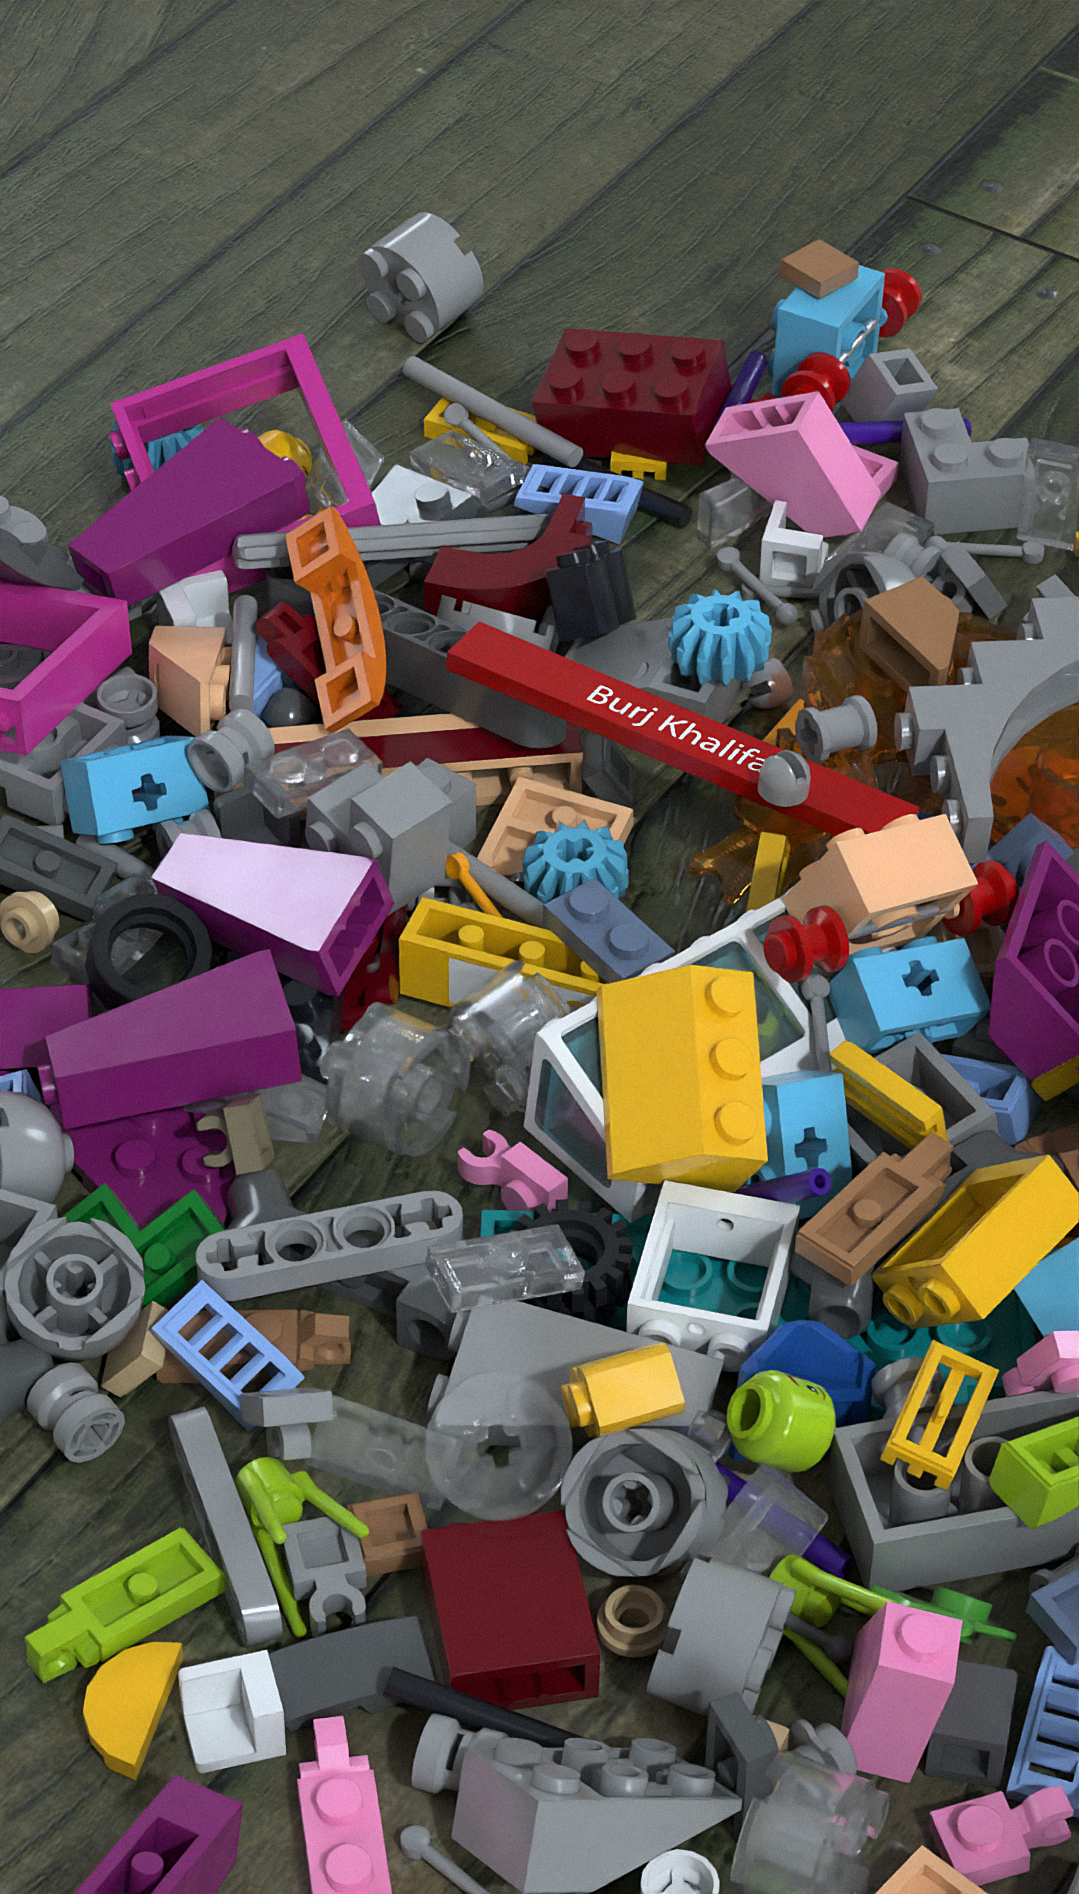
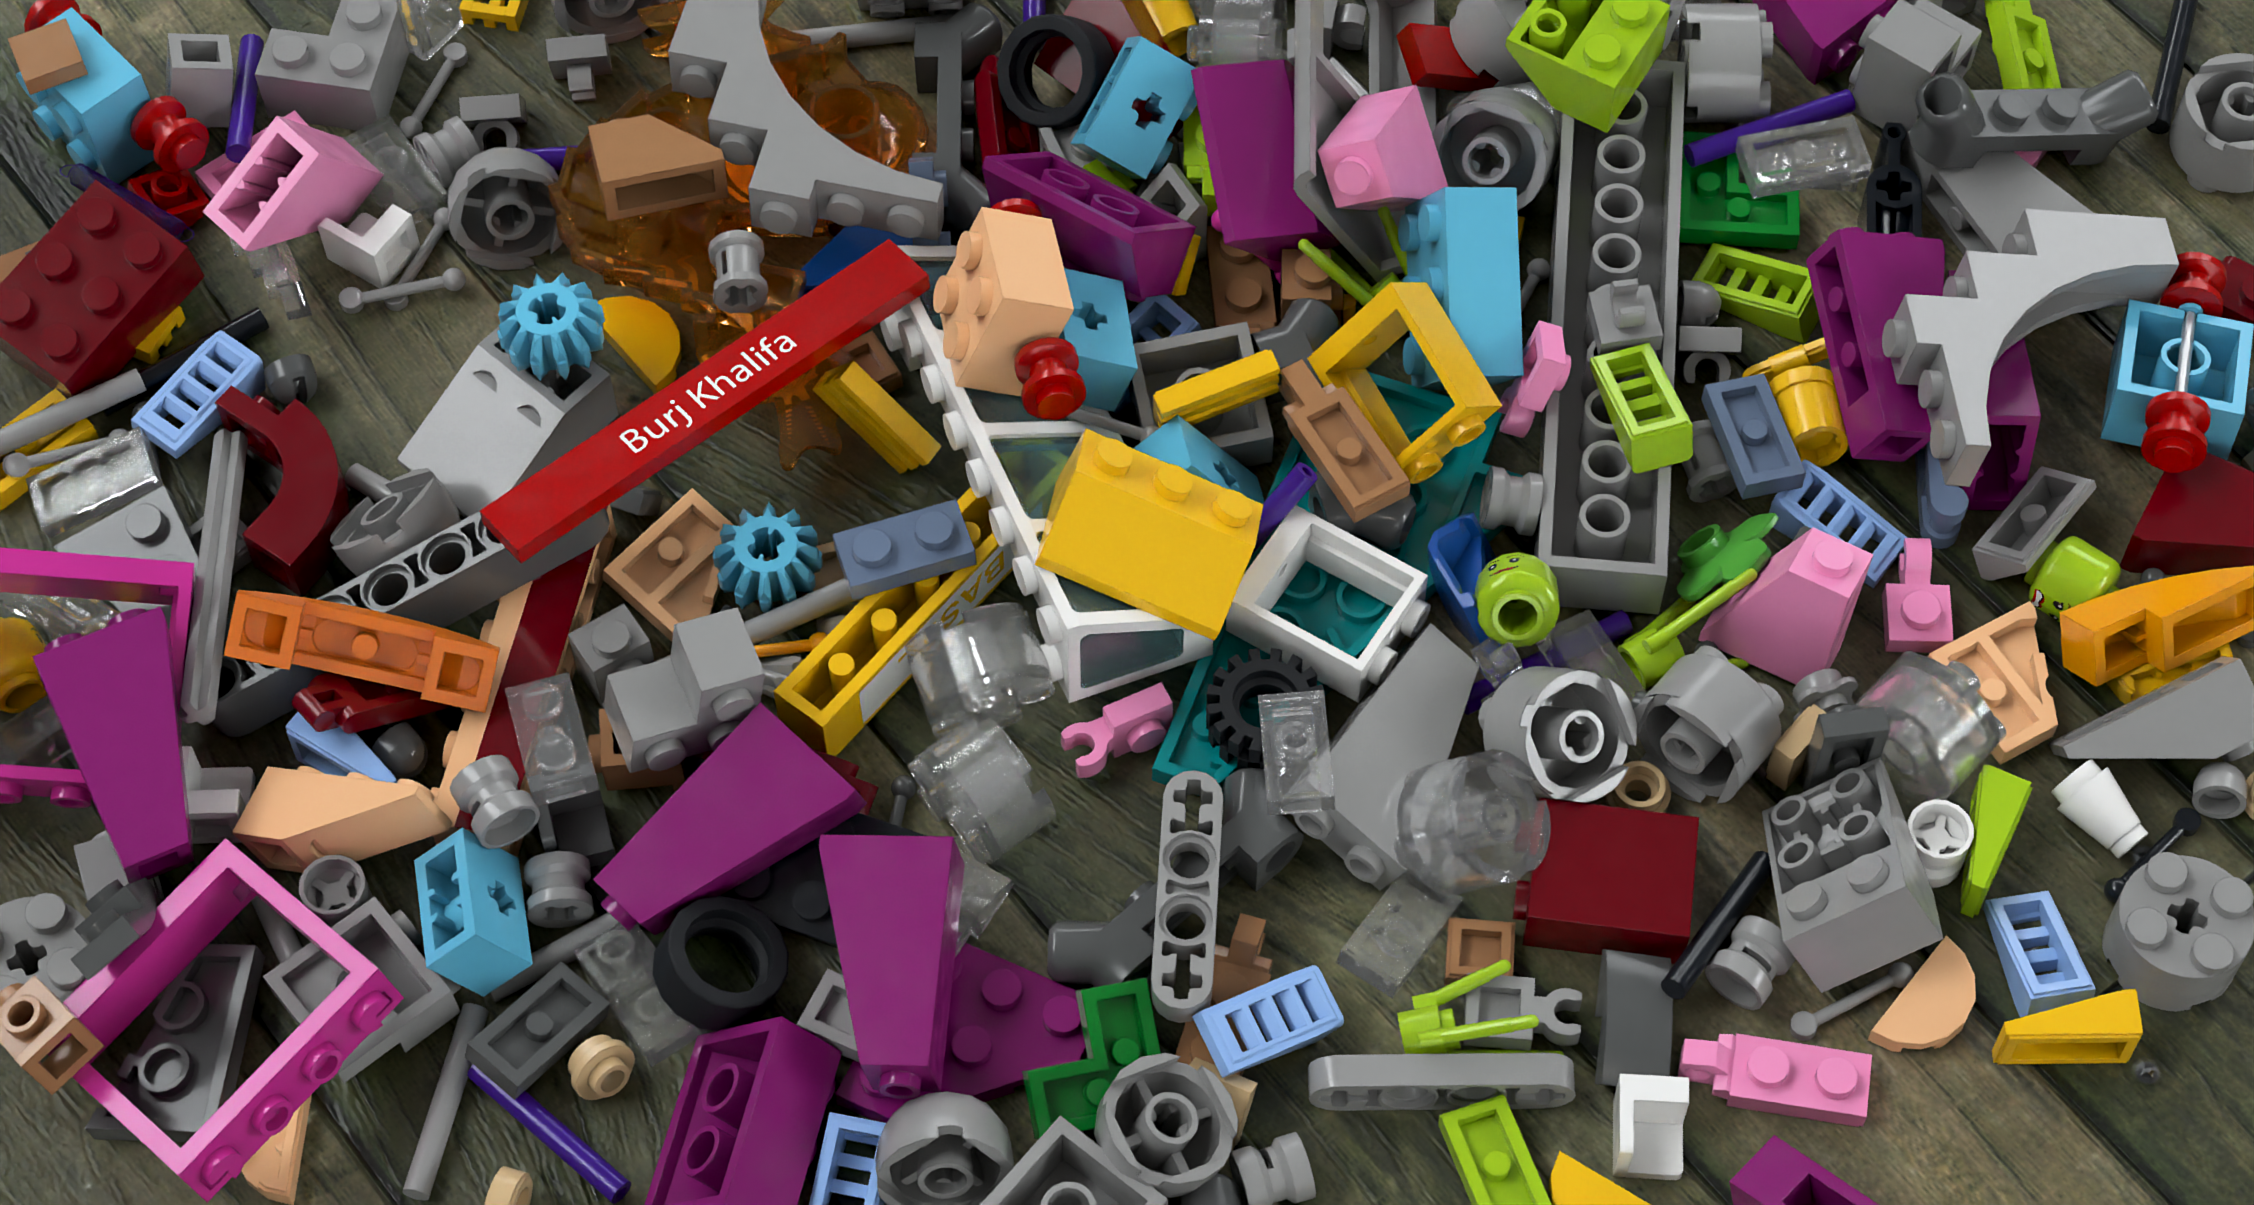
camera: 70 degrees left, 15 degrees up
(243, 653) = (330, 756): light grey bar -> none
(246, 1134) = (1009, 936): dark tan tile -> none
(286, 1418) = (1362, 986): light grey tile -> none
(590, 591) = (387, 423): black brick -> none
(623, 1391) = (1479, 697): yellow brick -> none
(634, 542) = (291, 378): none -> dark grey hinge
(784, 779) = (827, 327): light grey hinge -> none
(921, 1455) = (1556, 484): yellow tile -> none

